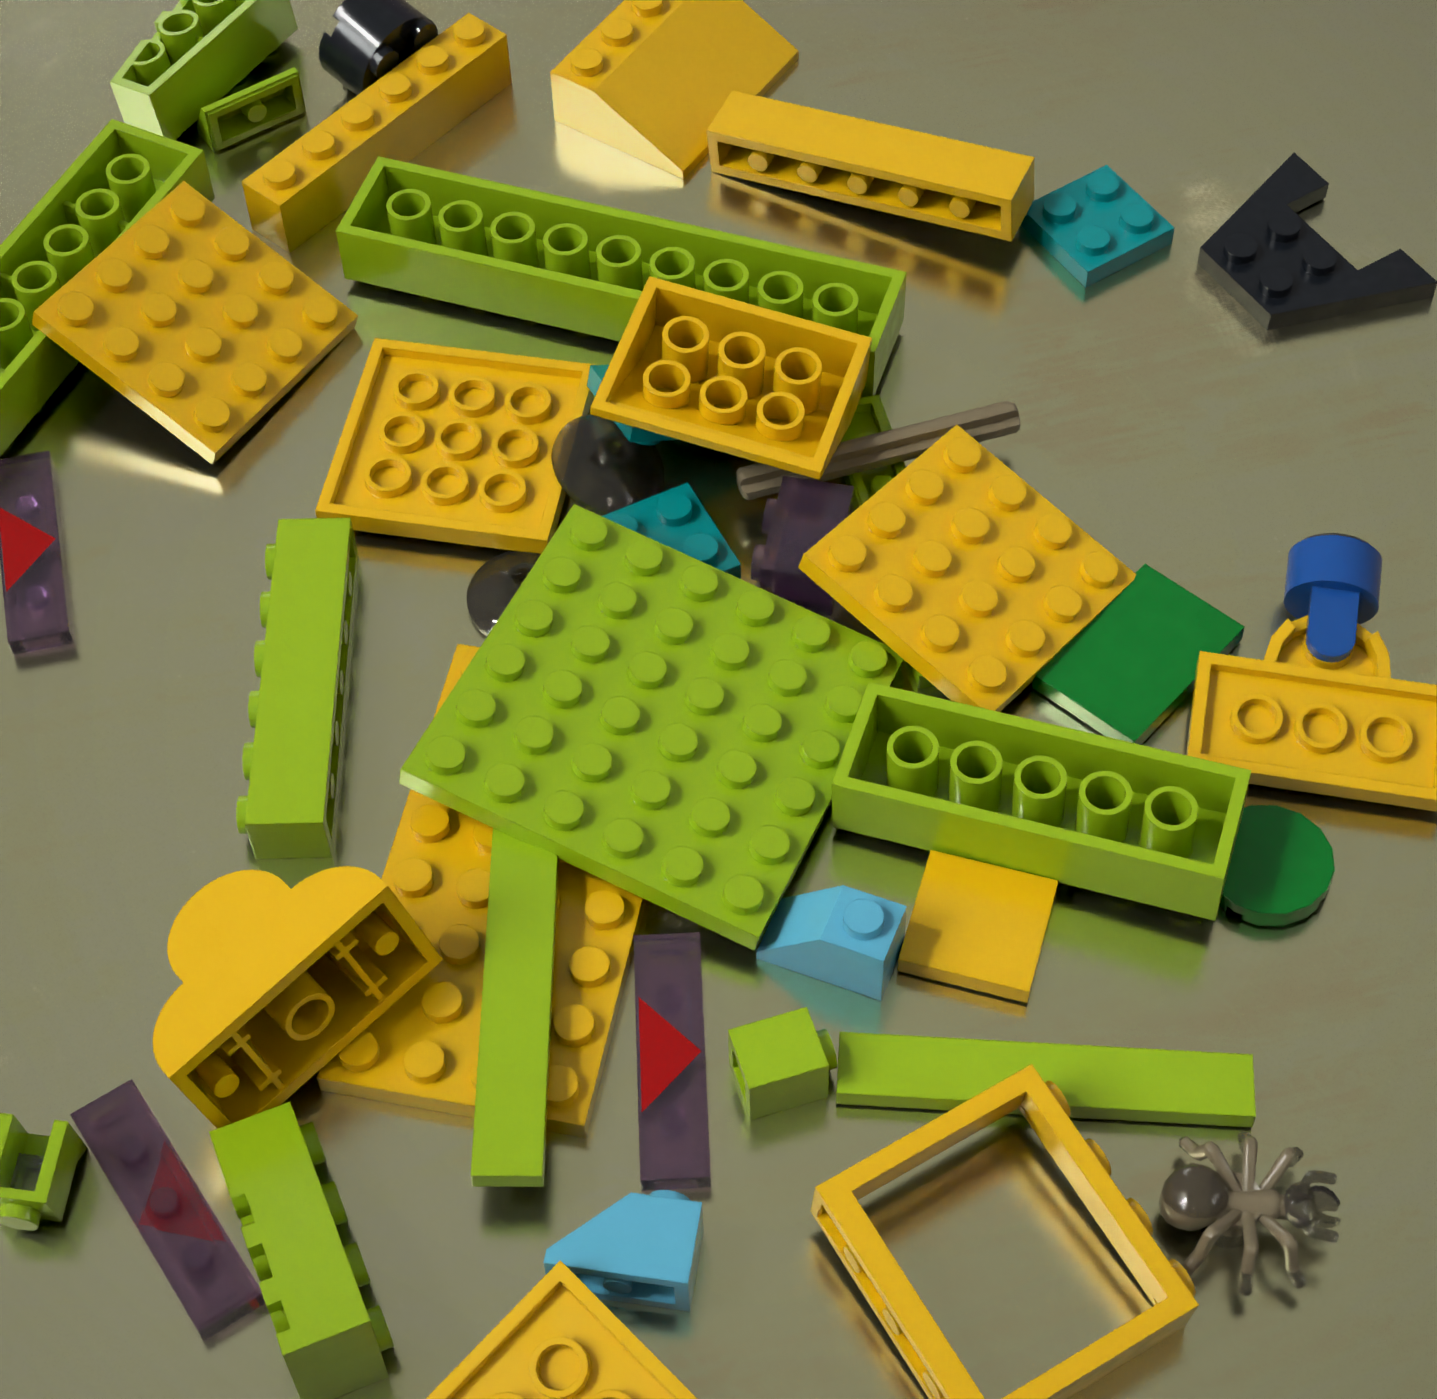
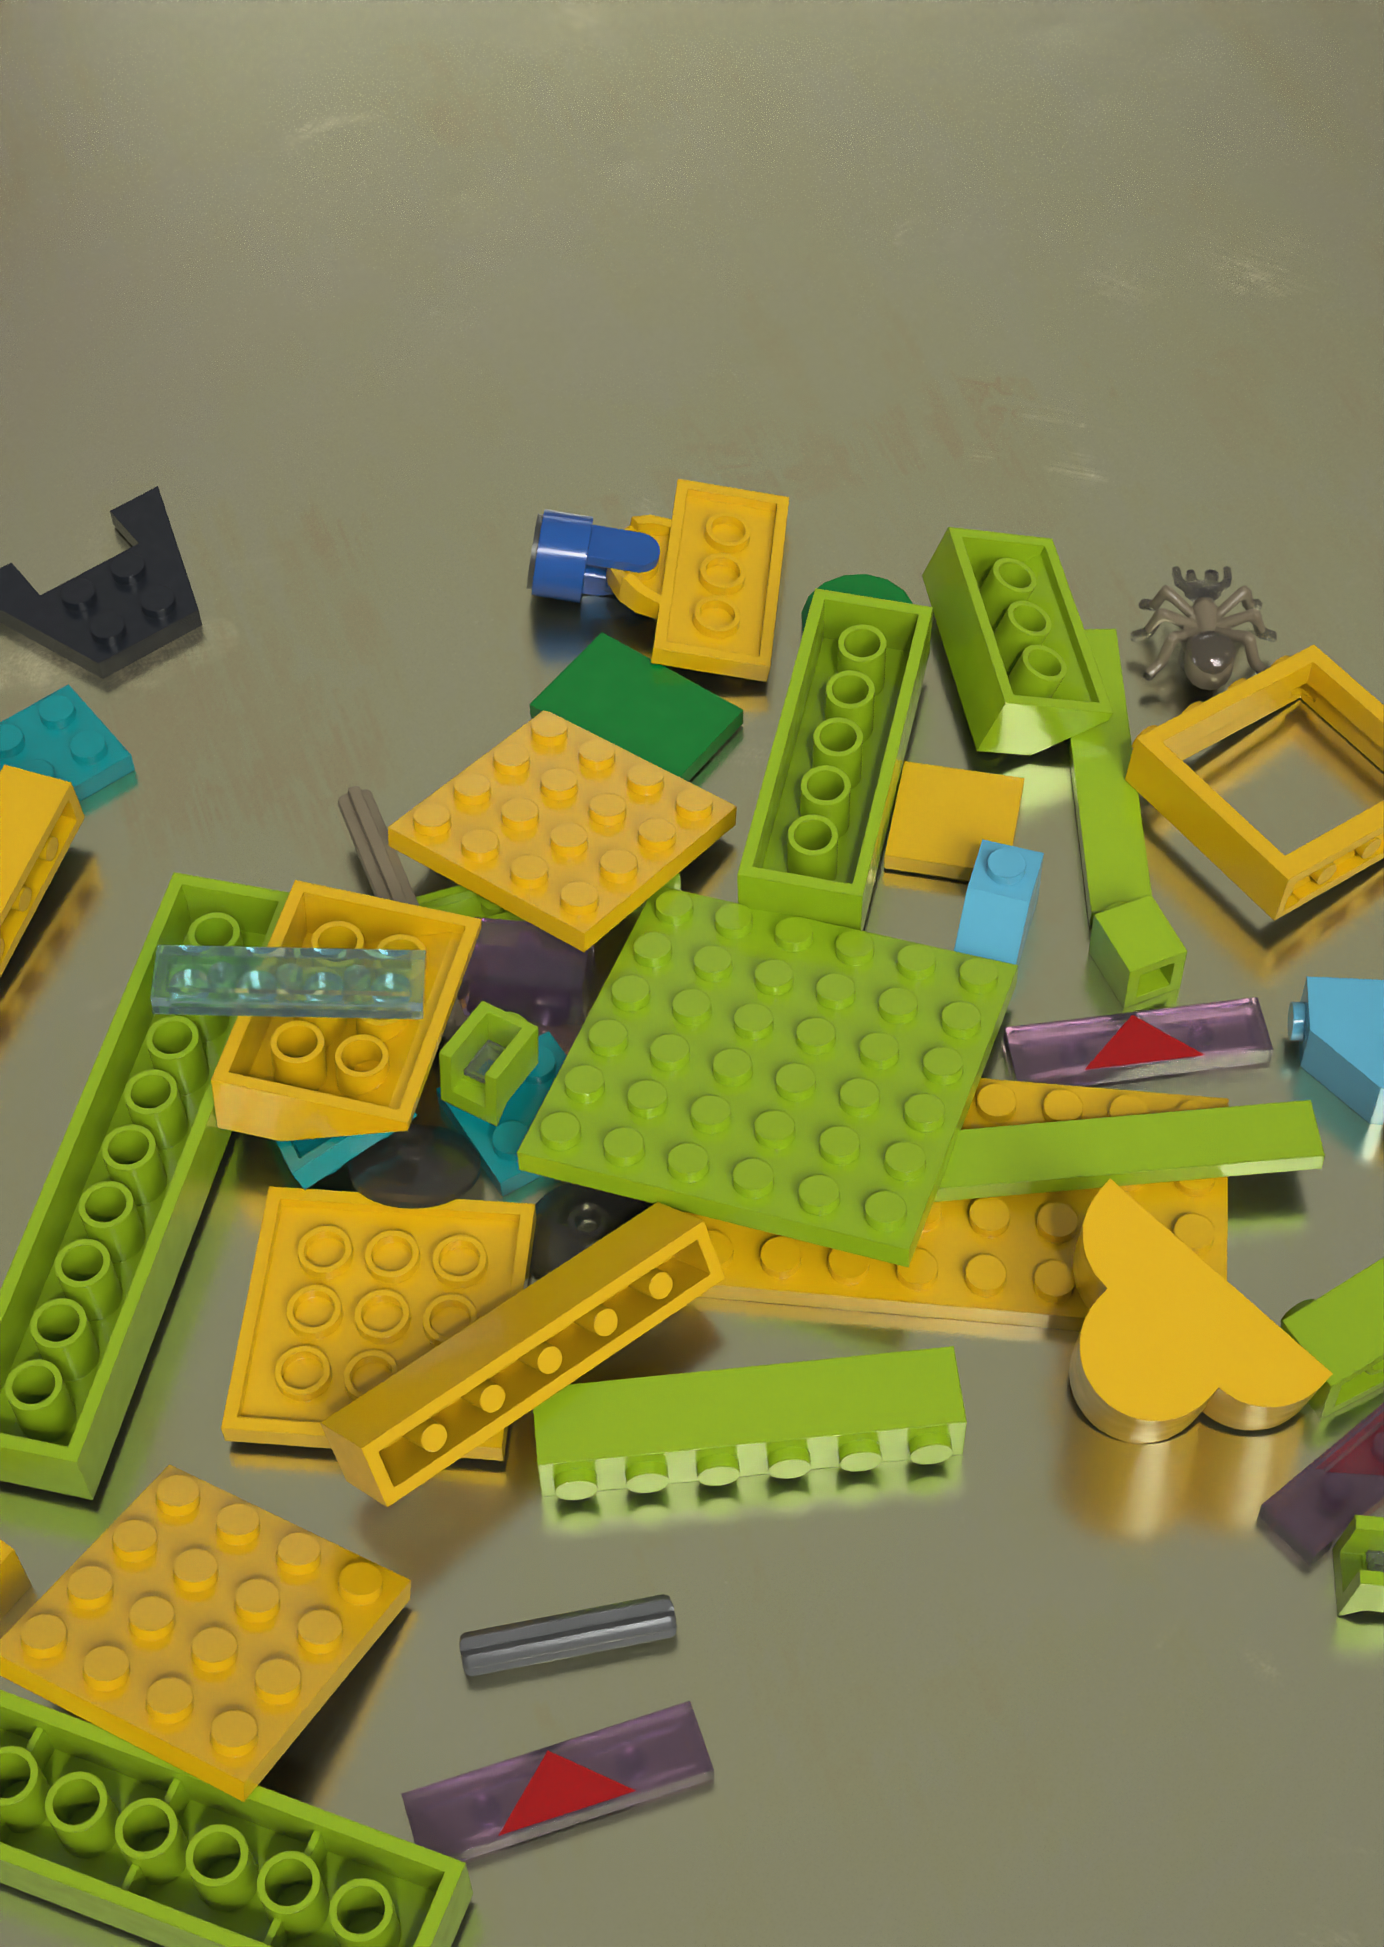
camera: 95 degrees left, 0 degrees up
(152, 561) = (567, 1635): none -> dark grey axle
(375, 506) = (522, 1353): none -> yellow brick
(687, 493) = (487, 1061): none -> lime window
(734, 319) = (289, 982): none -> clear light blue plate
(1221, 991) = (1014, 641): none -> lime slope

